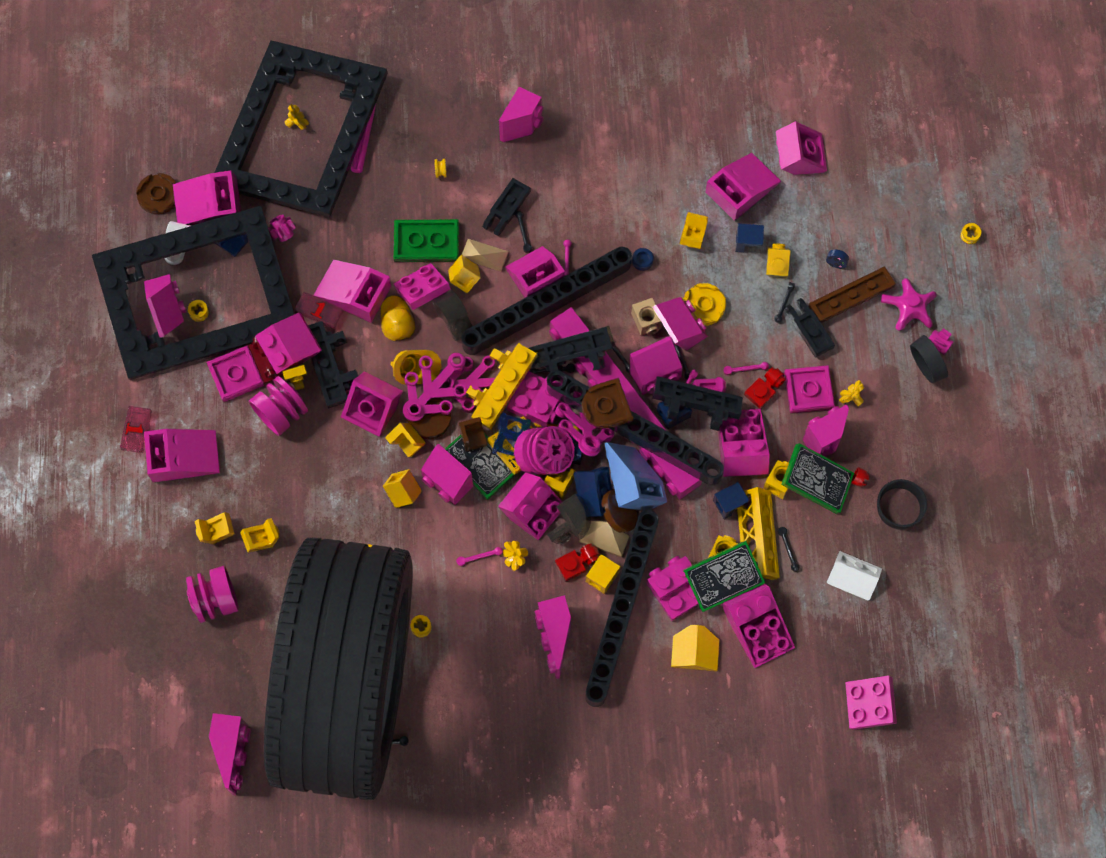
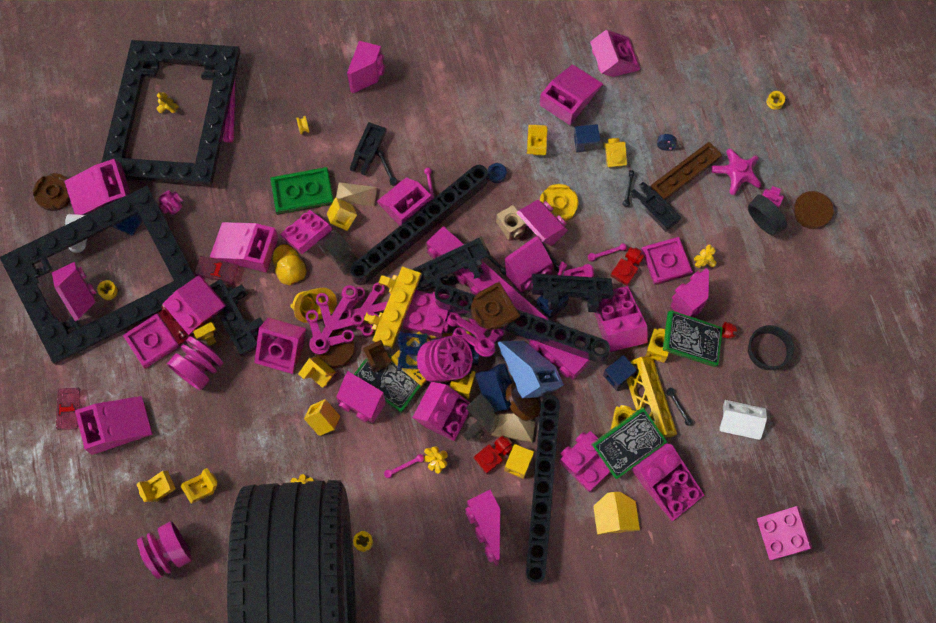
camera: 10 degrees left, 0 degrees up
(984, 363) = (813, 210): none -> reddish brown tile

